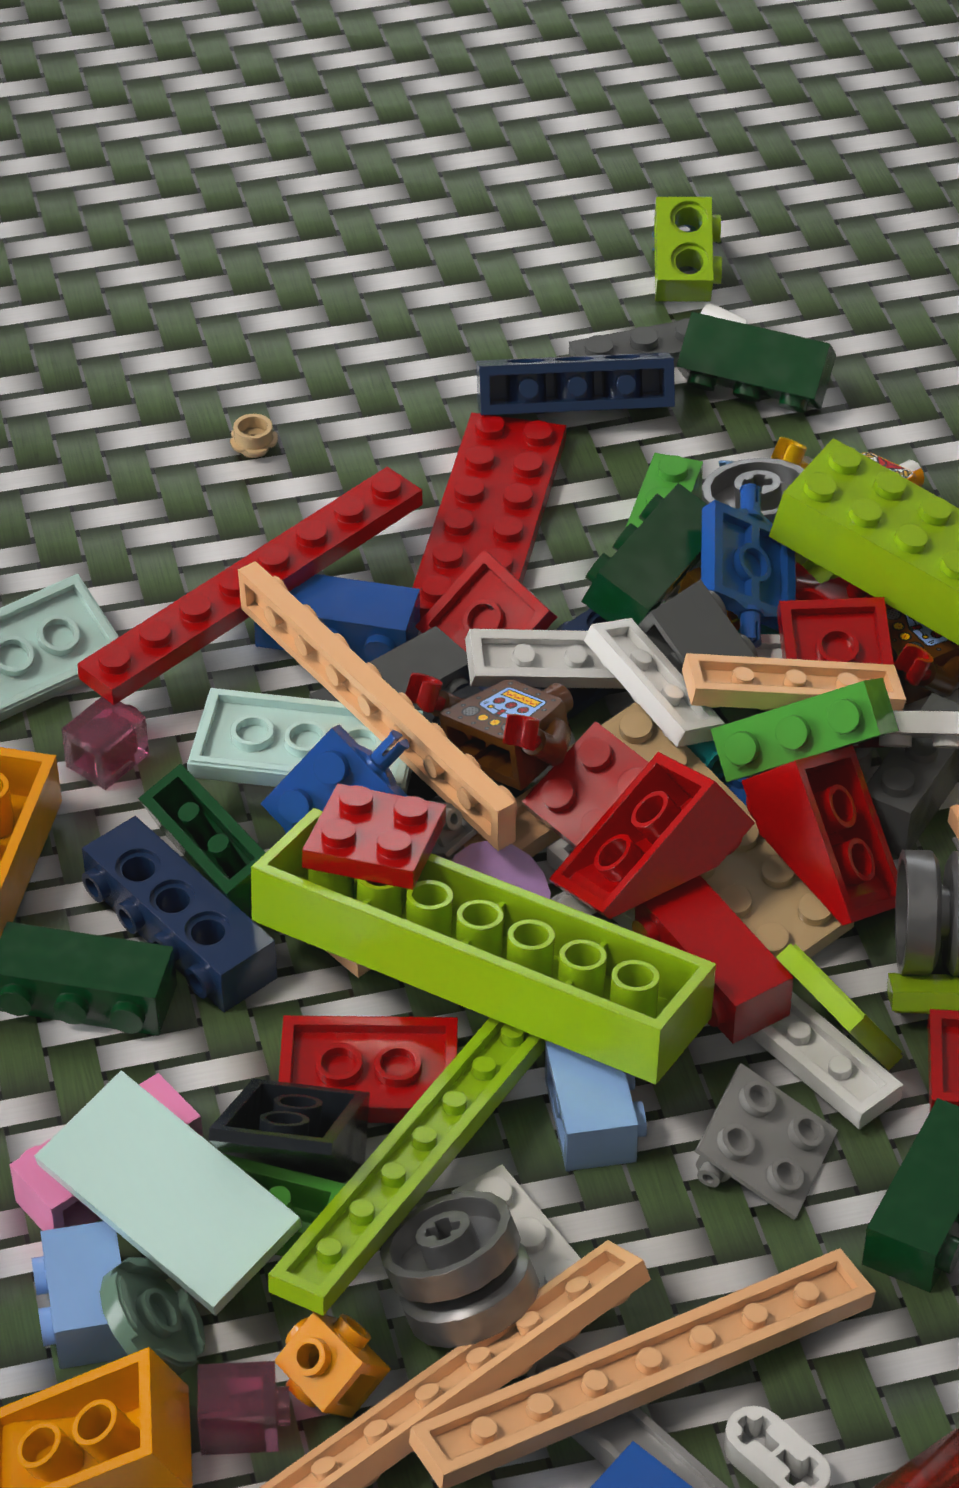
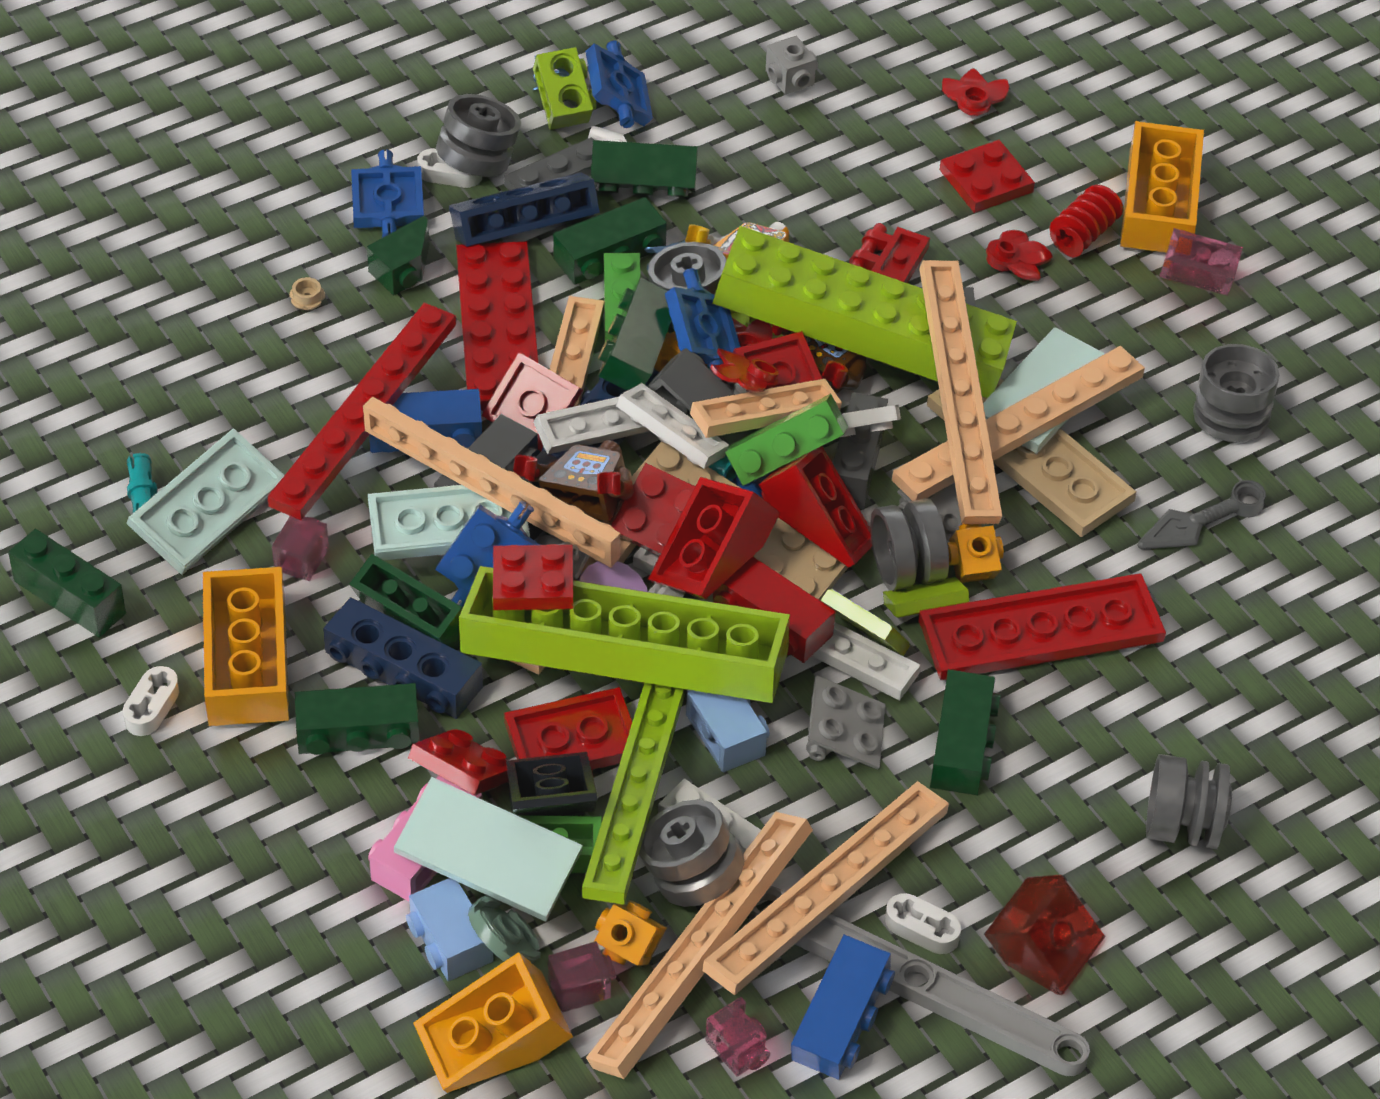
camera: 20 degrees left, 5 degrees up
(189, 1063) = (461, 761): none -> red plate
(394, 411) = (400, 257): none -> dark green slope
(406, 339) = (386, 195): none -> blue plate
(503, 321) = (442, 172): none -> white beam
(548, 283) = (478, 135): none -> flat silver wheel
(562, 579) = (577, 340): none -> light nougat plate
(693, 431) = (622, 230): none -> dark green brick
(760, 257) = (618, 84): none -> blue plate
(780, 632) = (750, 375): none -> red plate

